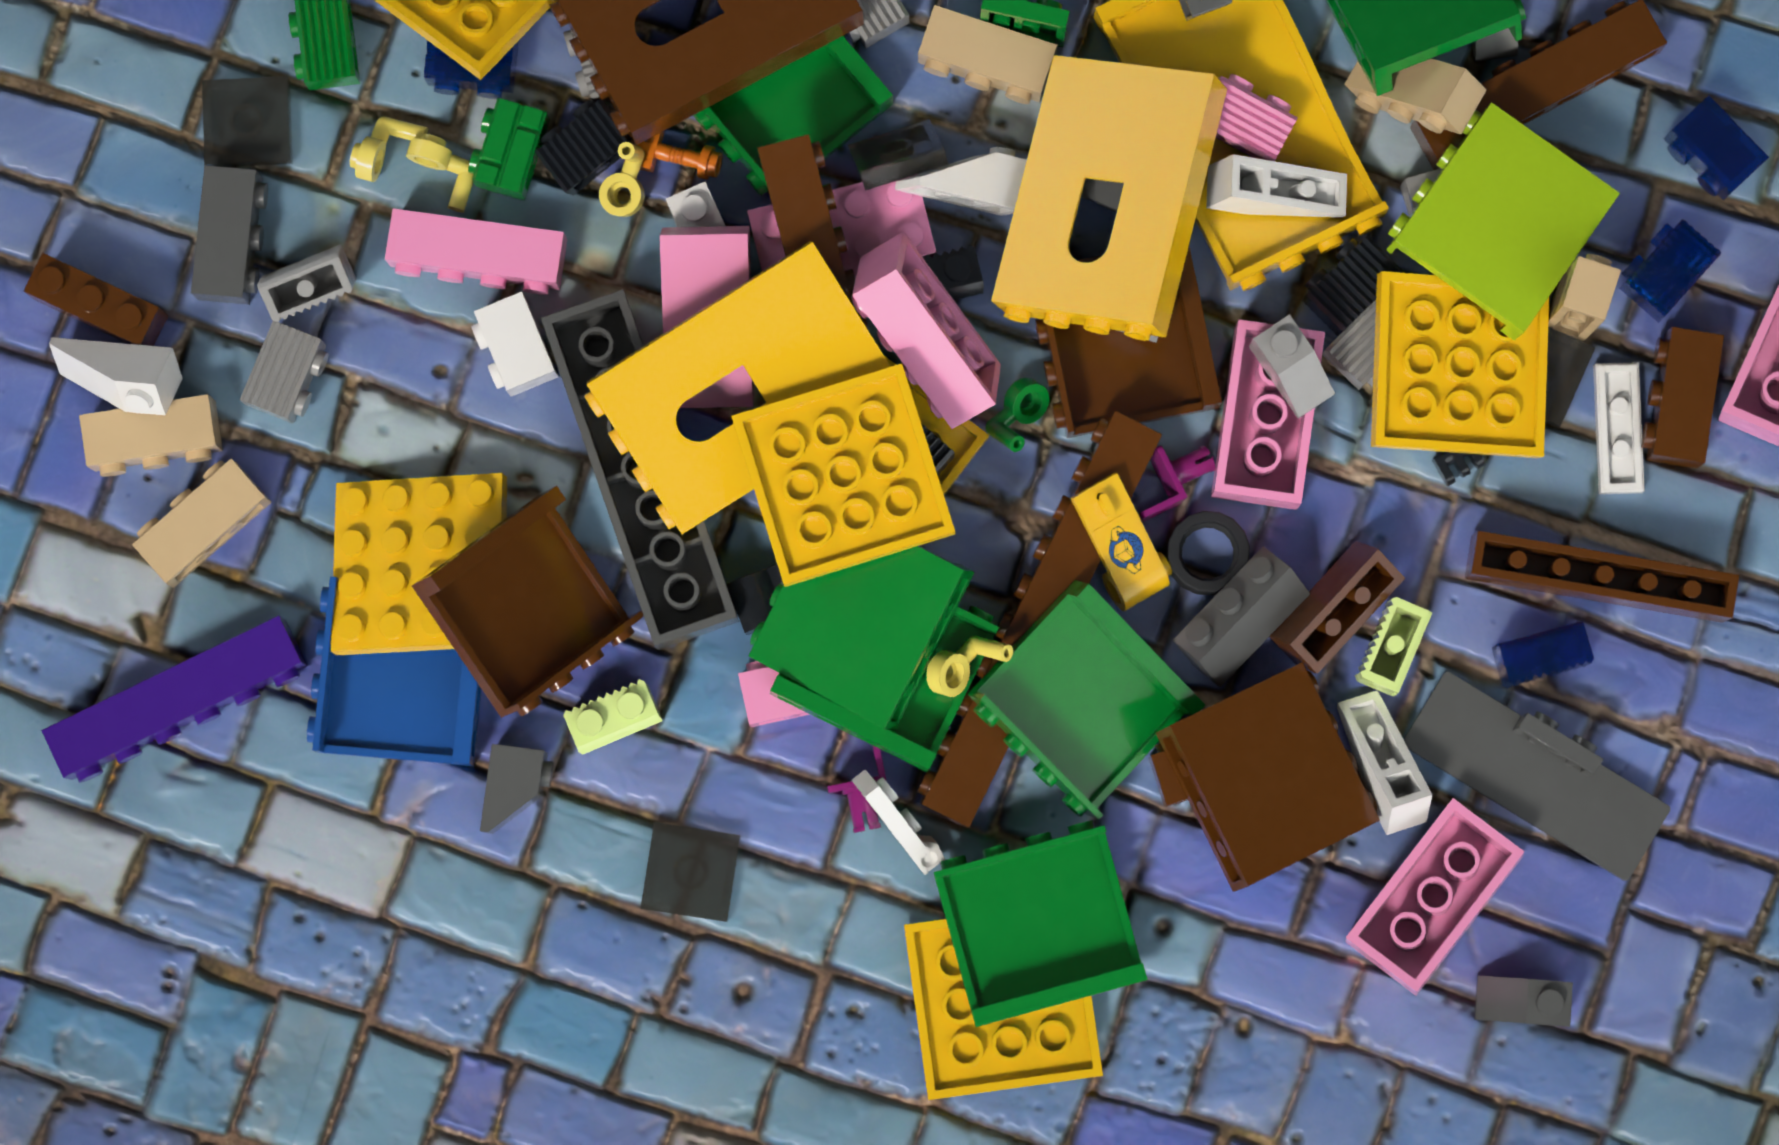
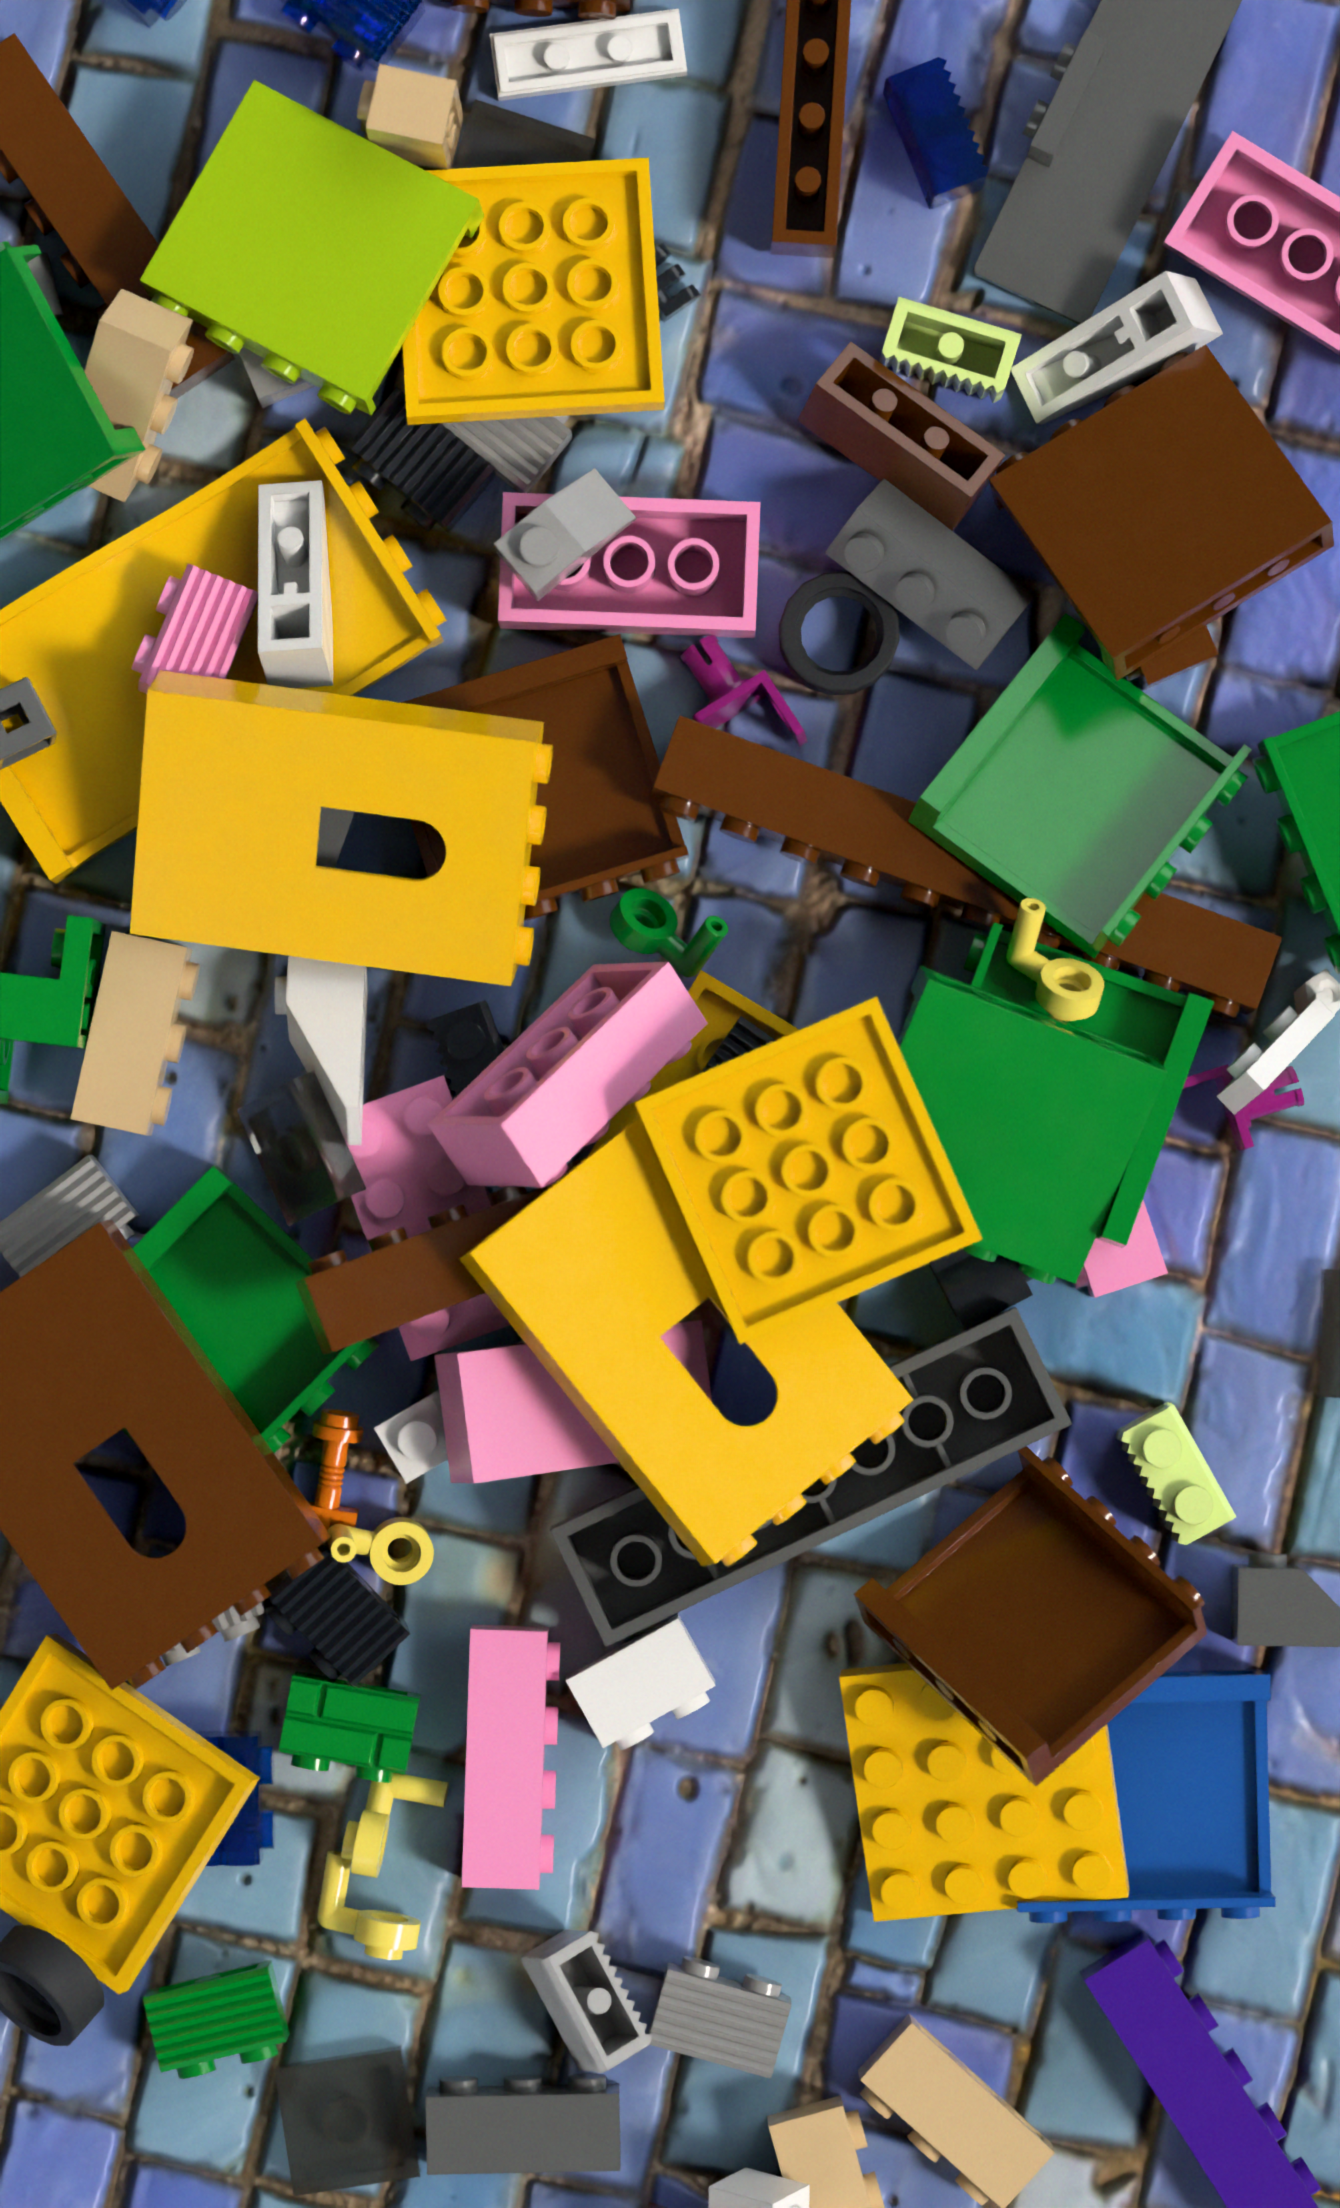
camera: 100 degrees left, 5 degrees up
(1122, 543) = (844, 758): yellow door -> none

